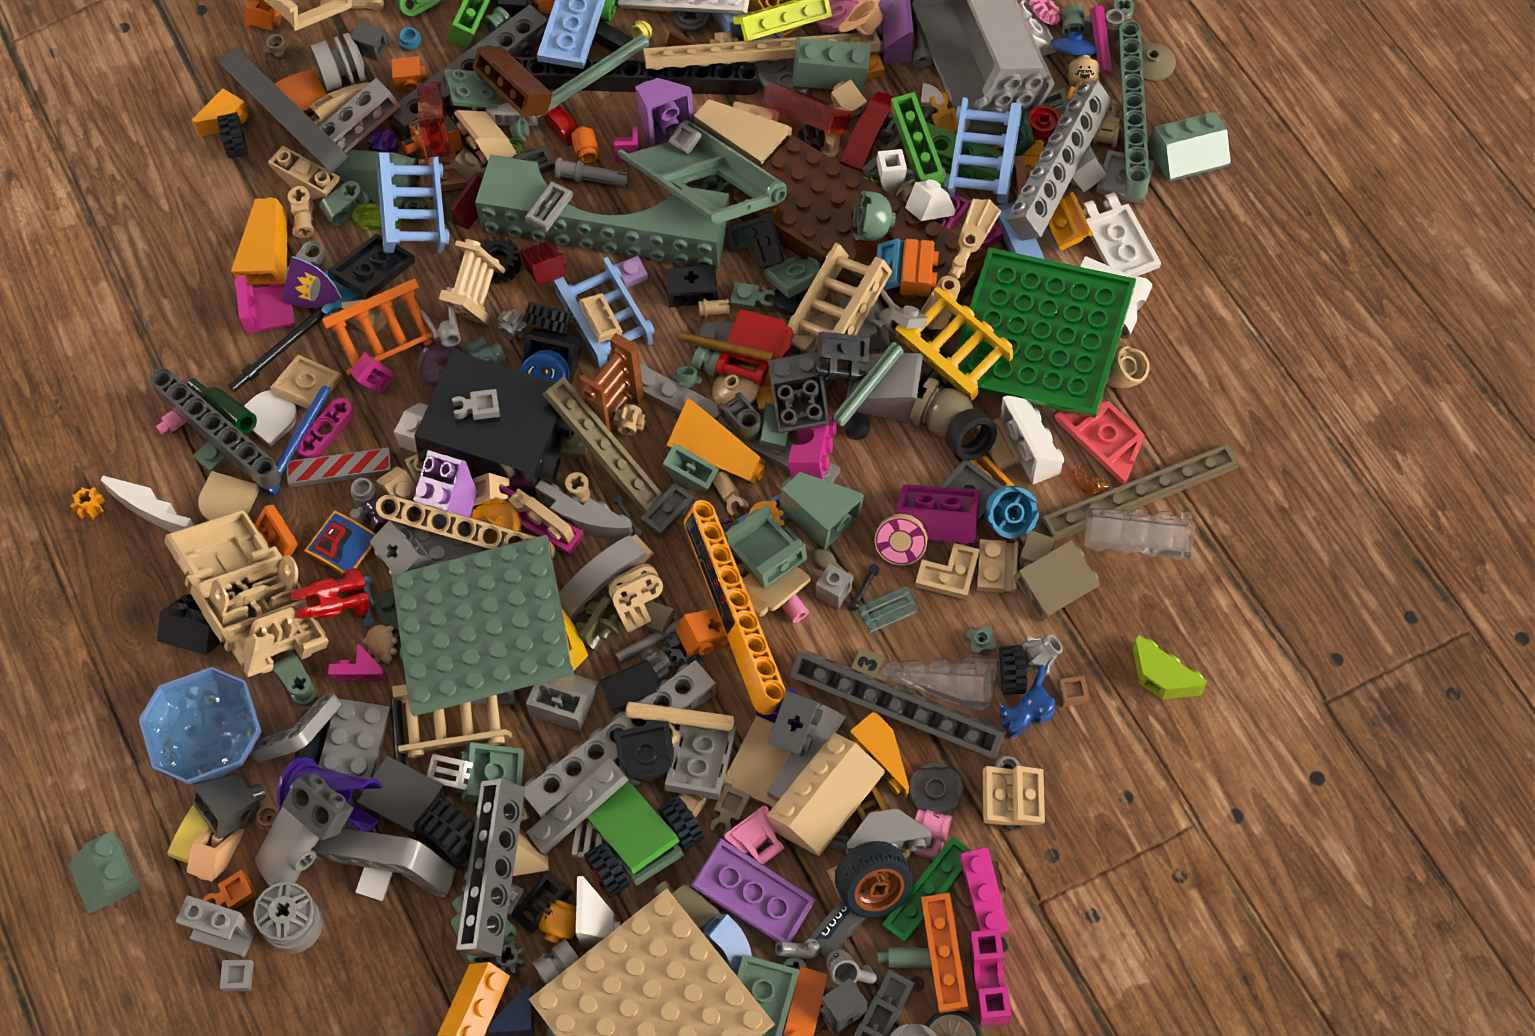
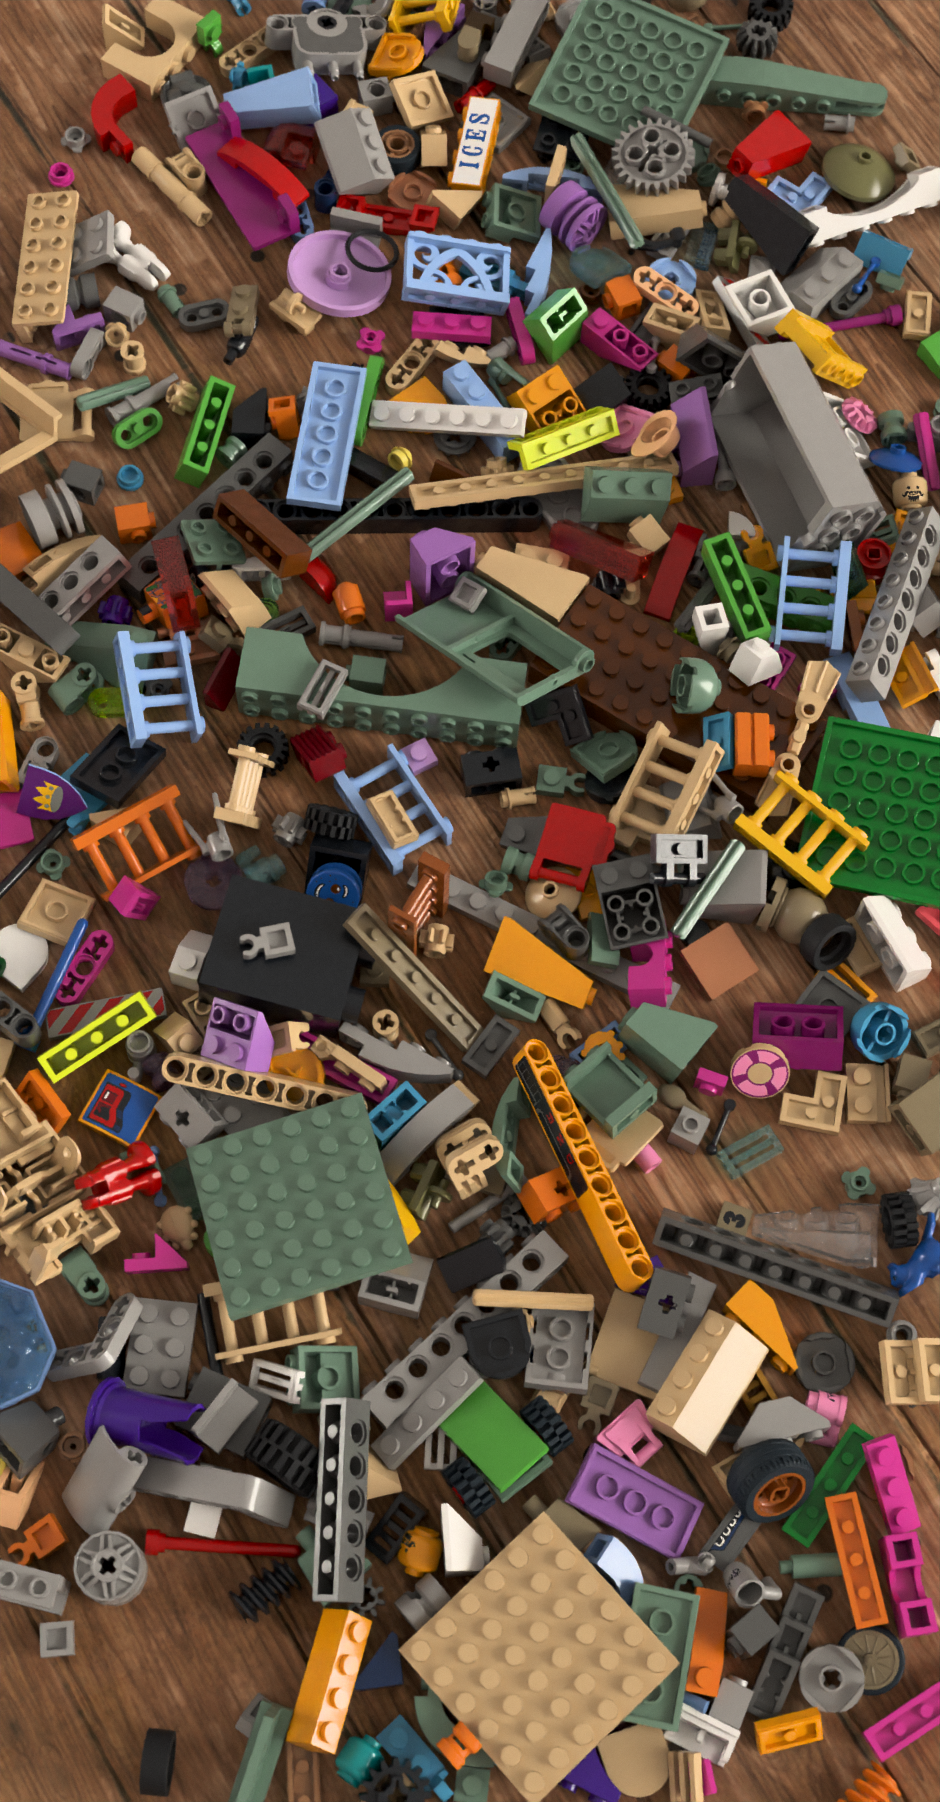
camera: 10 degrees left, 5 degrees up
(307, 338) = (53, 856): none -> sand green plate
(317, 806) = (138, 1444): dark grey brick -> none
(326, 481) = (97, 1036): none -> neon yellow brick
(333, 901) = (159, 1542): none -> red piece
(398, 795) = (224, 1416): none -> light grey panel
(420, 946) = (265, 1590): none -> black piece
(575, 556) = (395, 1113): none -> dark azure brick
(593, 199) = (367, 674): none -> sand green brick
(672, 574) = (511, 1109): none -> sand green slope
(726, 346) = (541, 848): pearl gold bar -> none
(857, 548) = (710, 1082): none -> dark pink plate
(875, 449) = (718, 961): none -> nougat tile
(909, 317) = (750, 809): light grey plate -> none

